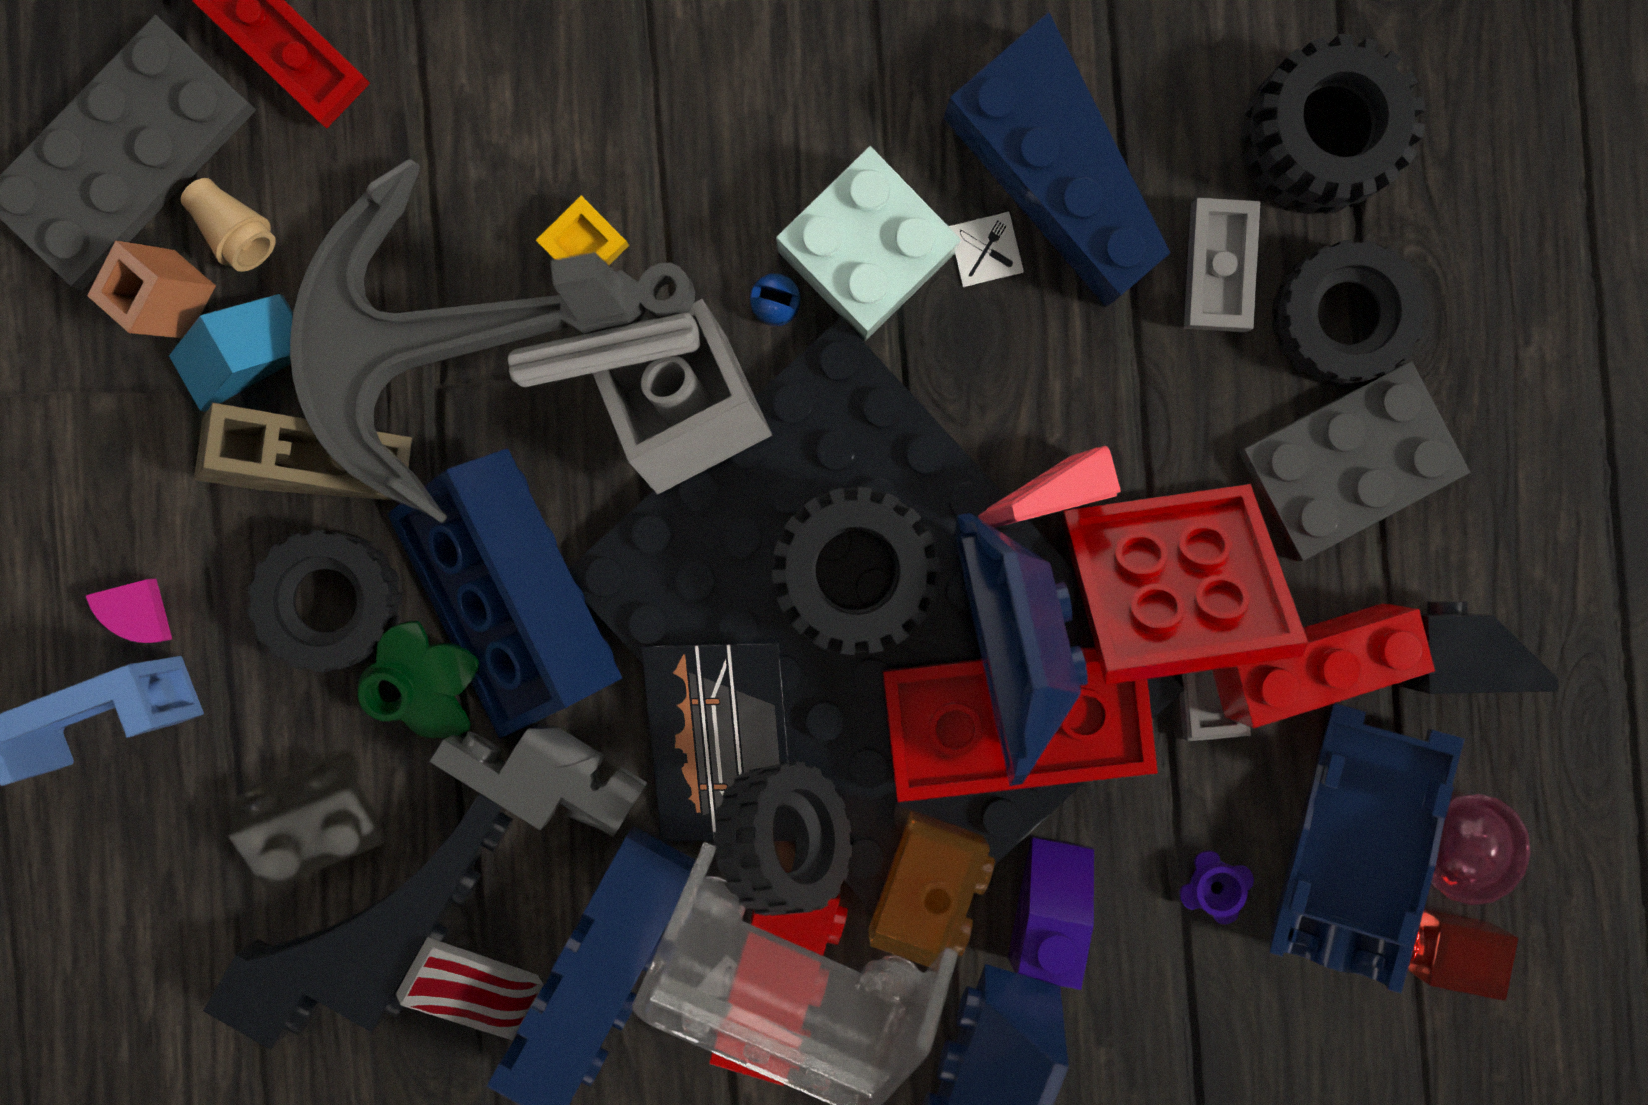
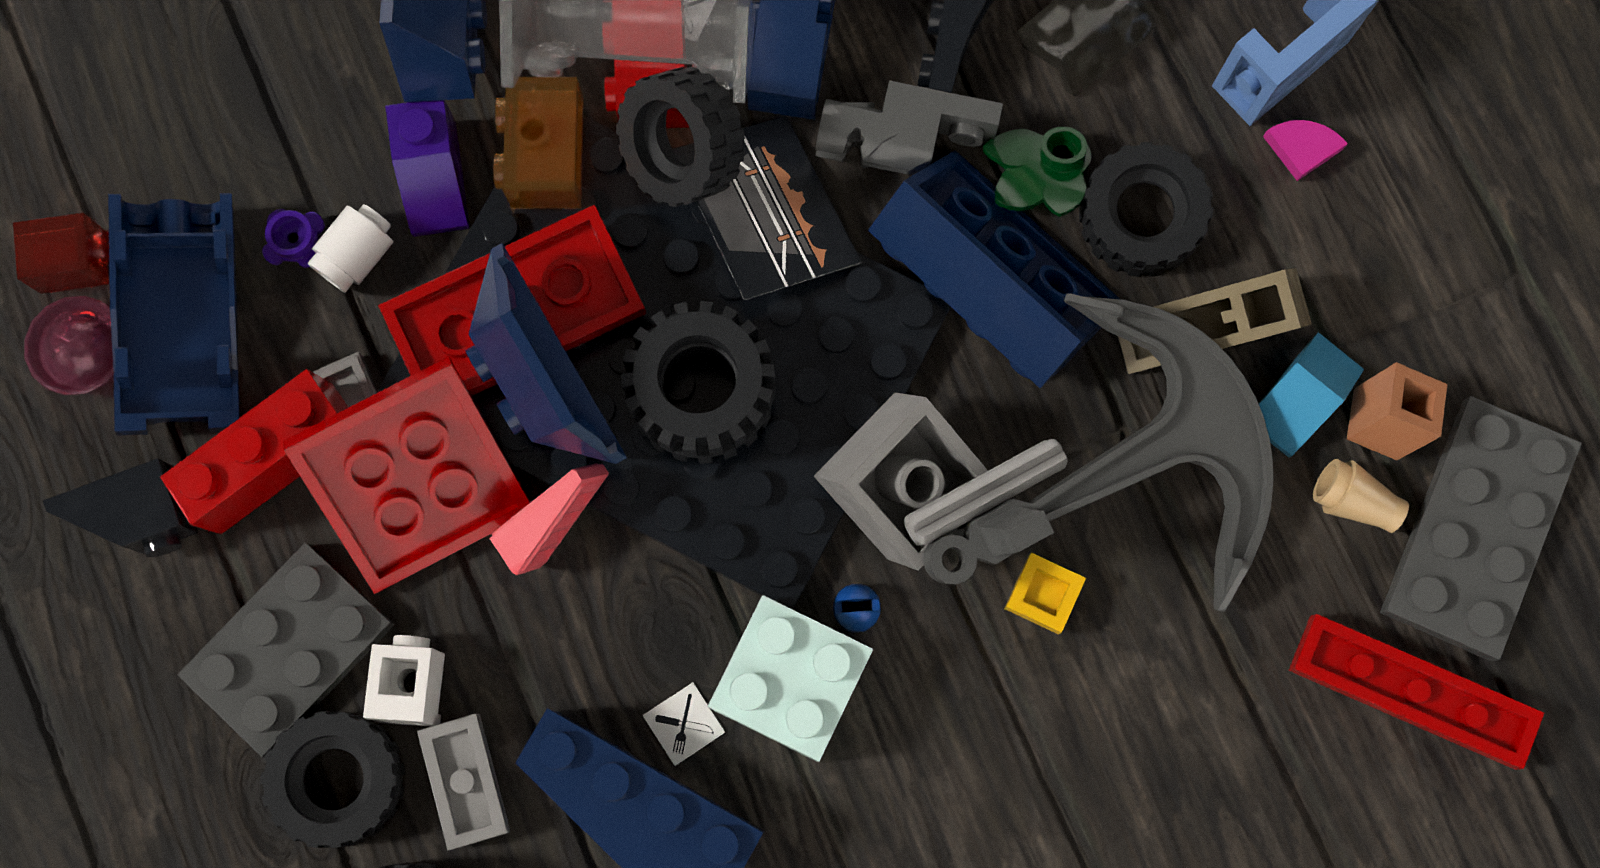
camera: 165 degrees right, 10 degrees down
(1162, 853) = (351, 247): none -> white brick
(1269, 372) = (385, 692): none -> white brick

